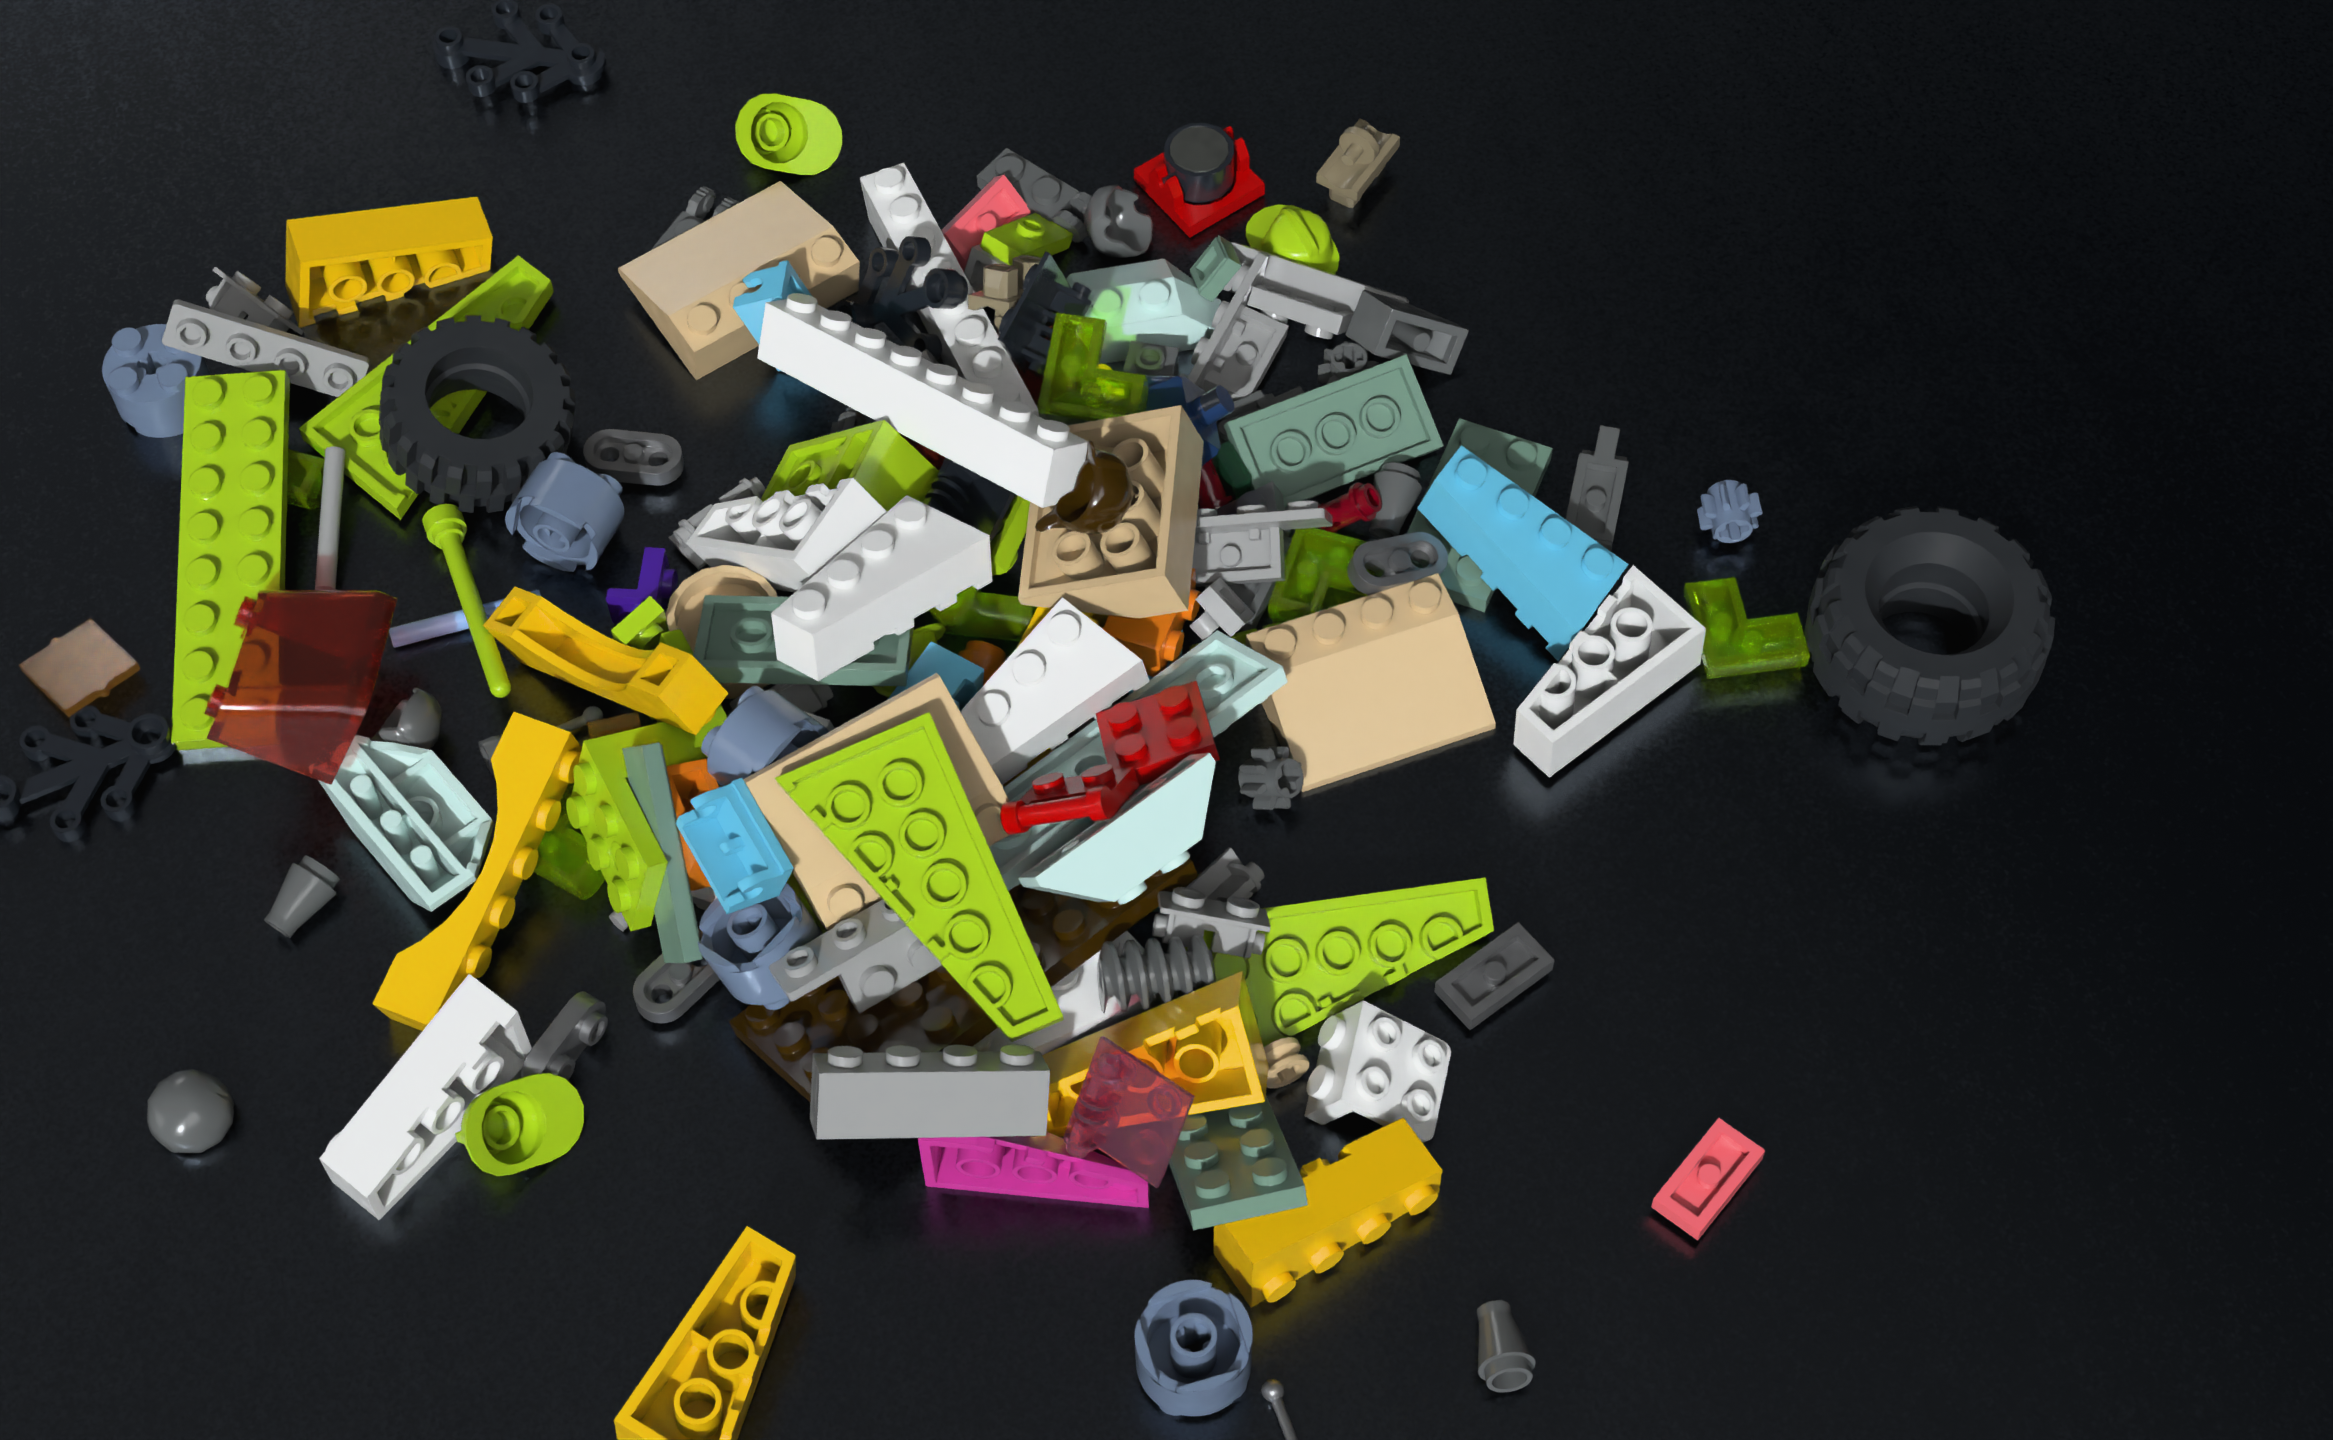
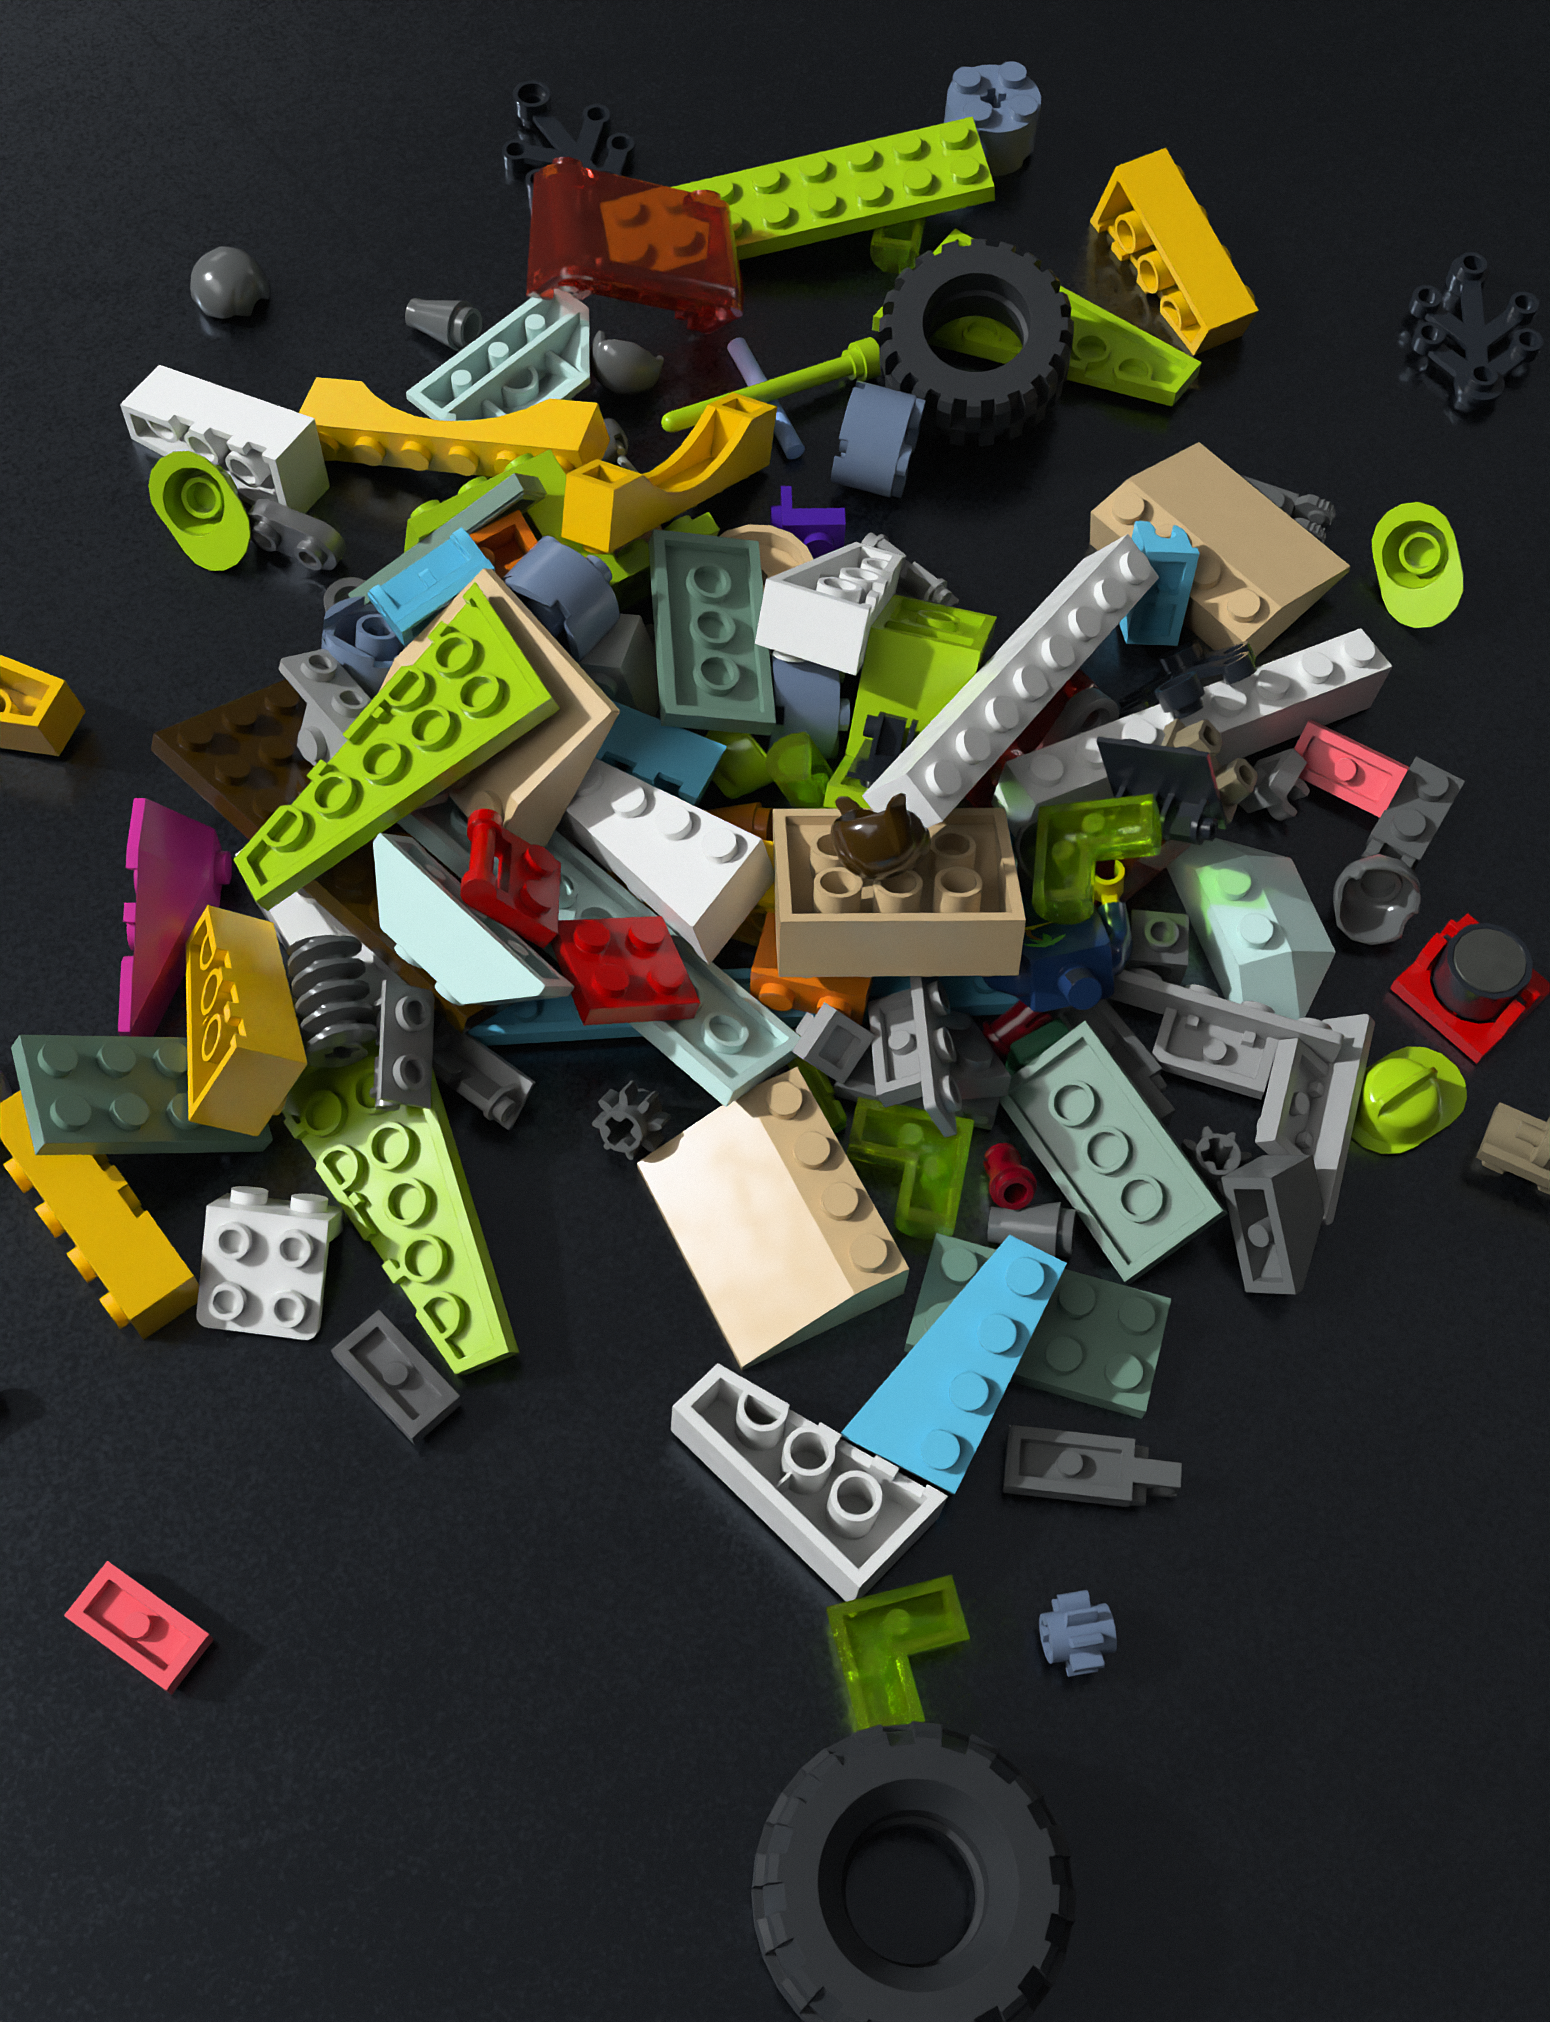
camera: 80 degrees right, 5 degrees up
(79, 667) = (675, 130): clear orange piece -> none
(239, 297) = (1085, 188): light grey hinge -> none
(262, 348) = (1032, 171): light grey bracket -> none
(330, 519) = (852, 271): light grey bar -> none
(635, 456) = (974, 500): flat silver plate -> none
(642, 626) = (727, 503): lime plate -> none
(878, 586) = (760, 669): white wedge -> none
(929, 1093) = (170, 795): light grey brick -> none
(1026, 236) = (1325, 808): lime plate -> none
(1127, 1113) = (172, 959): clear pink hinge -> none
(1215, 268) = (1327, 1002): sand green tile -> none
(1284, 1062) = (281, 1160): tan bush -> none
(1392, 561) = (920, 1223): flat silver plate -> none

